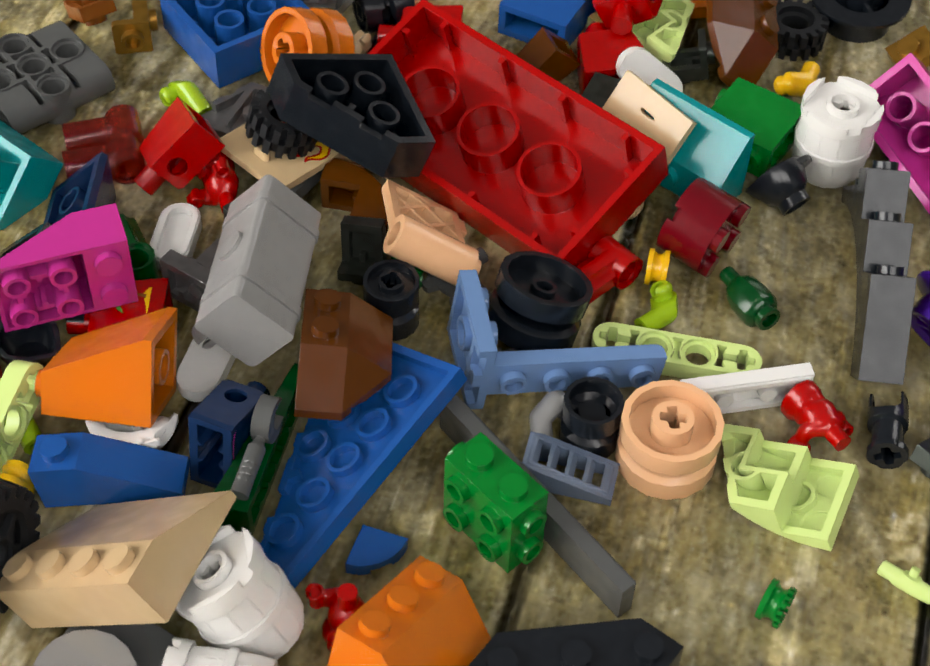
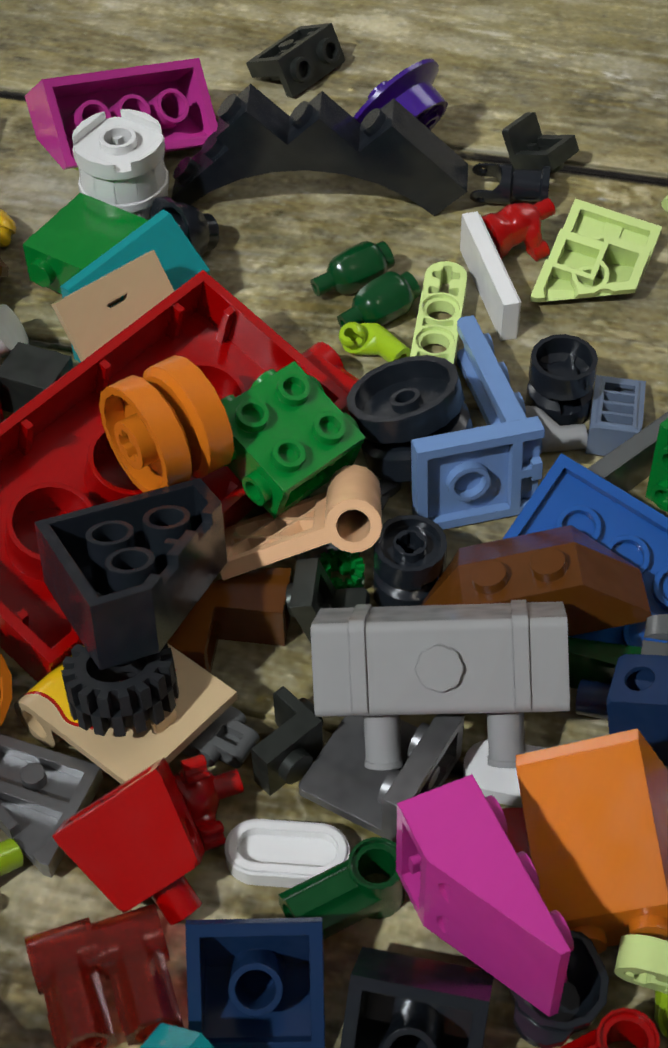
camera: 90 degrees left, 0 degrees up
(479, 118) = (166, 424): none -> orange wheel
(496, 205) = (288, 438): none -> green brick
(657, 266) = (315, 326): yellow bush -> none
(669, 439) = (578, 303): light nougat wheel -> none
(703, 226) = (273, 280): dark red brick -> none
(706, 313) = (383, 299): none -> dark green plant

